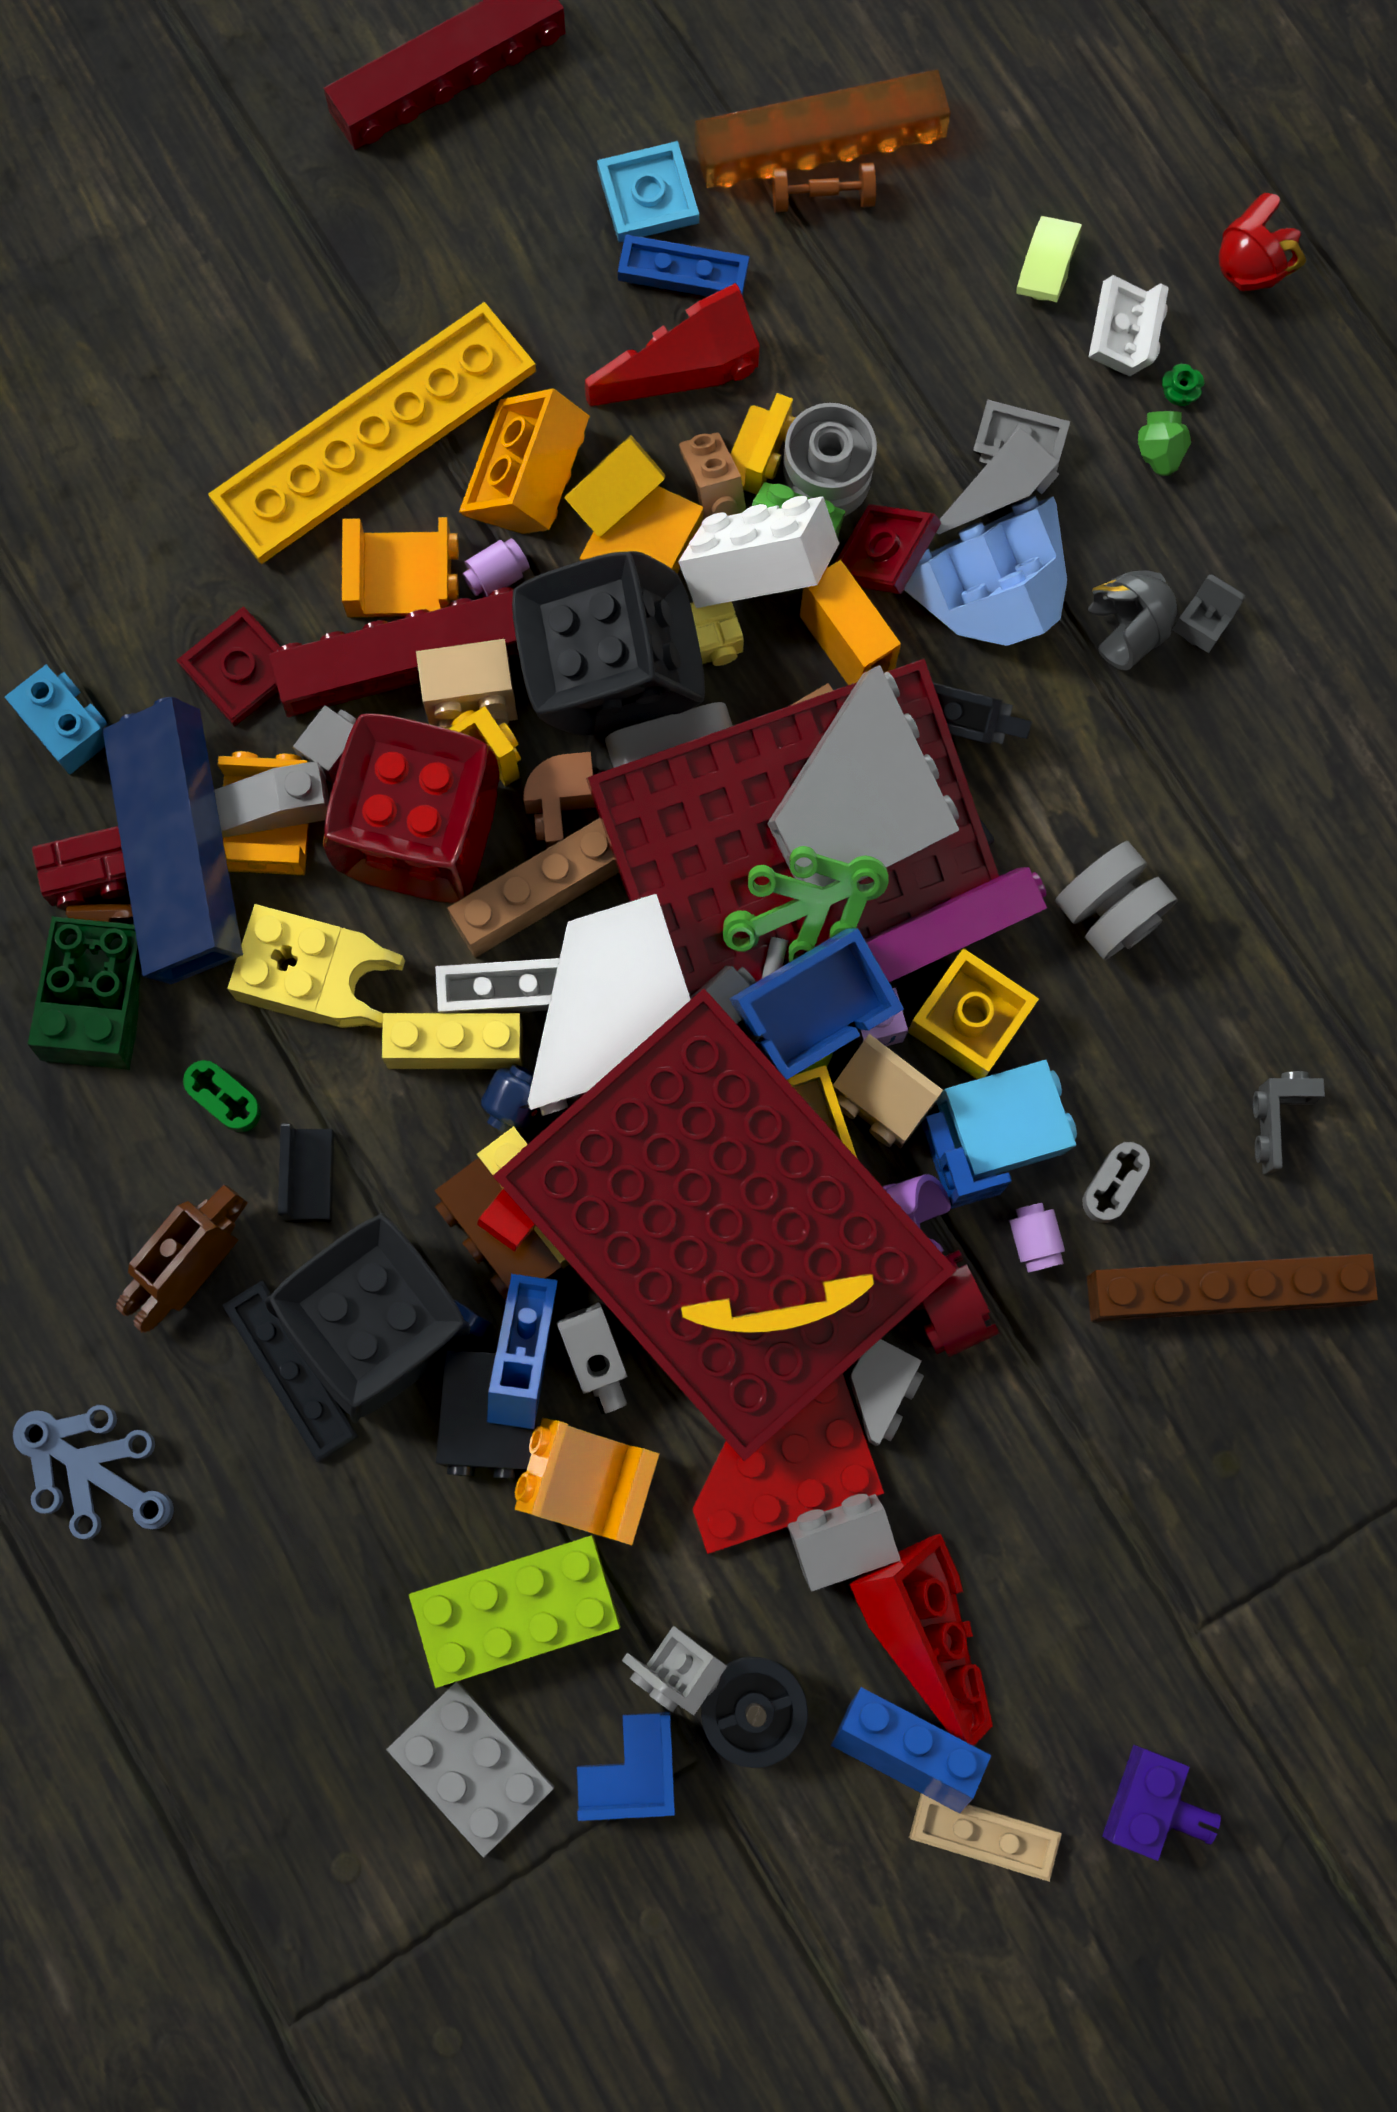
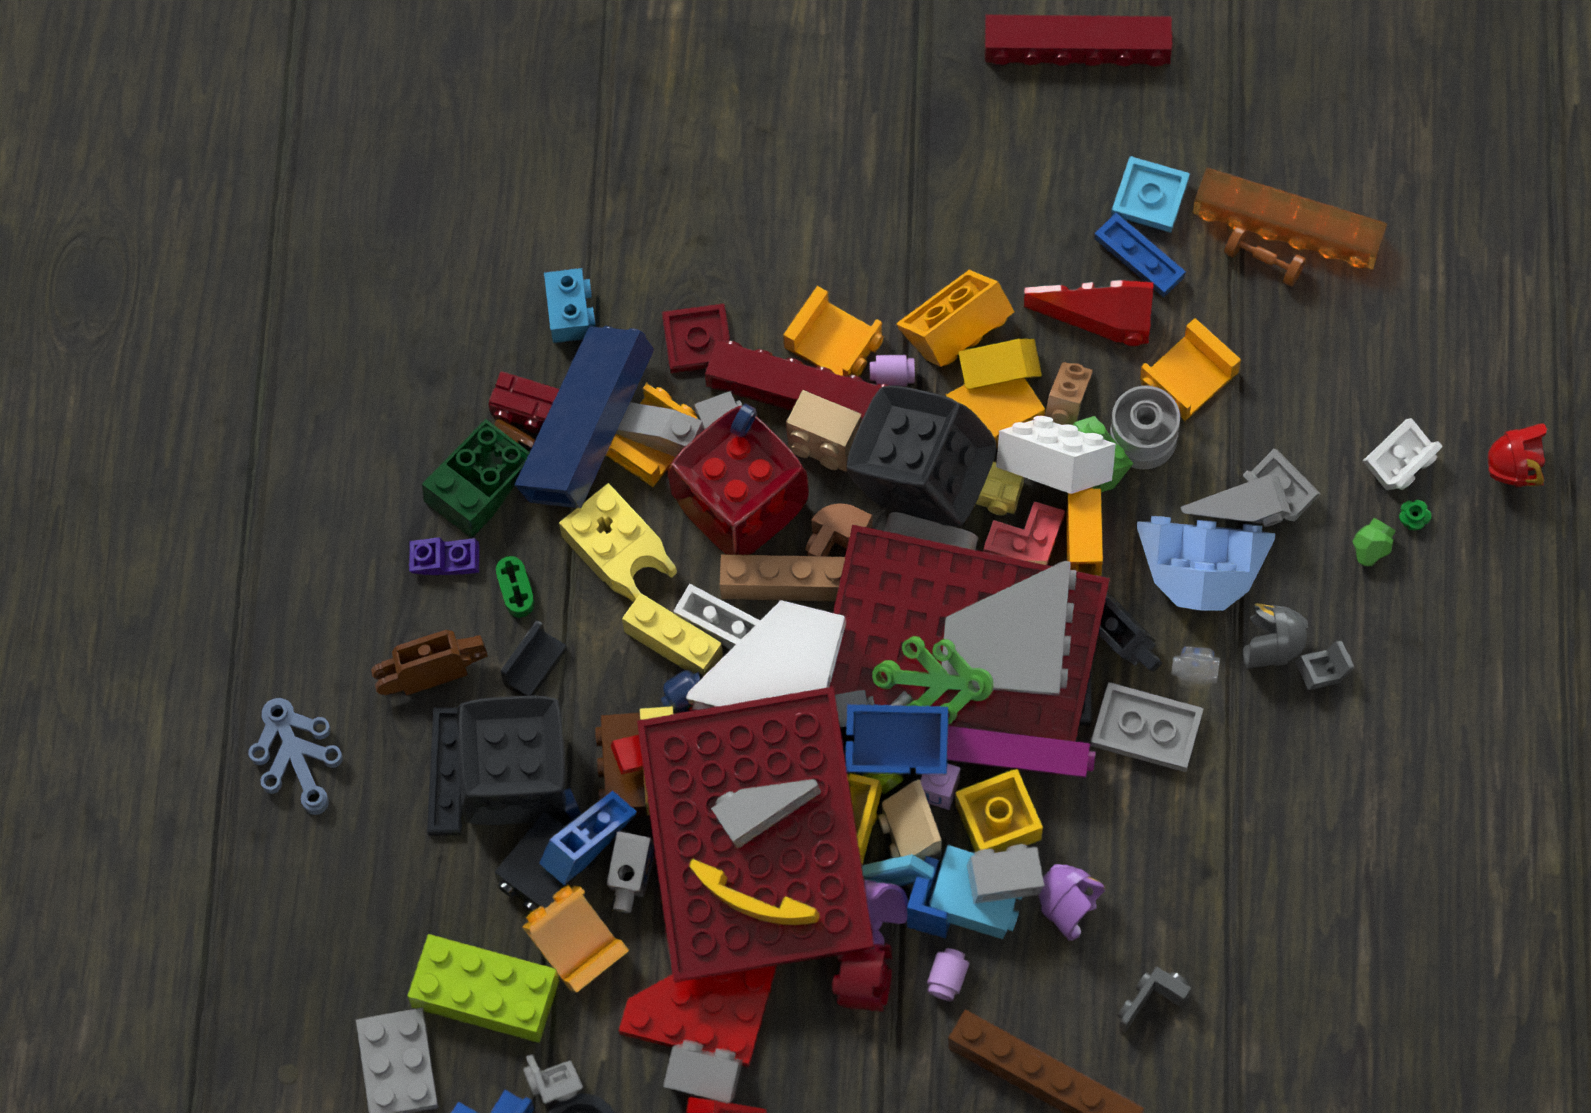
camera: 40 degrees right, 10 degrees down
(112, 1114) = (444, 558): none -> dark purple slope
(372, 432) = (875, 244): yellow plate -> none
(380, 730) = (743, 421): none -> dark blue tile
(500, 738) = (817, 472): yellow bracket -> none
(712, 1198) = (758, 808): none -> light grey slope
(759, 442) = (1102, 396): yellow bracket -> none
(787, 676) = (1027, 544): none -> coral plate
(830, 357) = (1192, 369): none -> light orange panel
(878, 1386) = (790, 998): light grey slope -> none
(888, 546) = (1143, 501): dark red tile -> none
(911, 1154) = (898, 870): none -> medium azure tile
(1038, 1082) = (1005, 874): none -> light grey brick
(1048, 259) = (1380, 383): yellowish green slope -> none
(1060, 806) = (1147, 727): none -> light grey plate
(1071, 704) = (1196, 668): none -> clear head
(1114, 1066) = (1065, 900): none -> medium lavender helmet
(1124, 911) = (1135, 800): light grey wheel -> none
(1125, 1188) = (1018, 967): light grey beam -> none

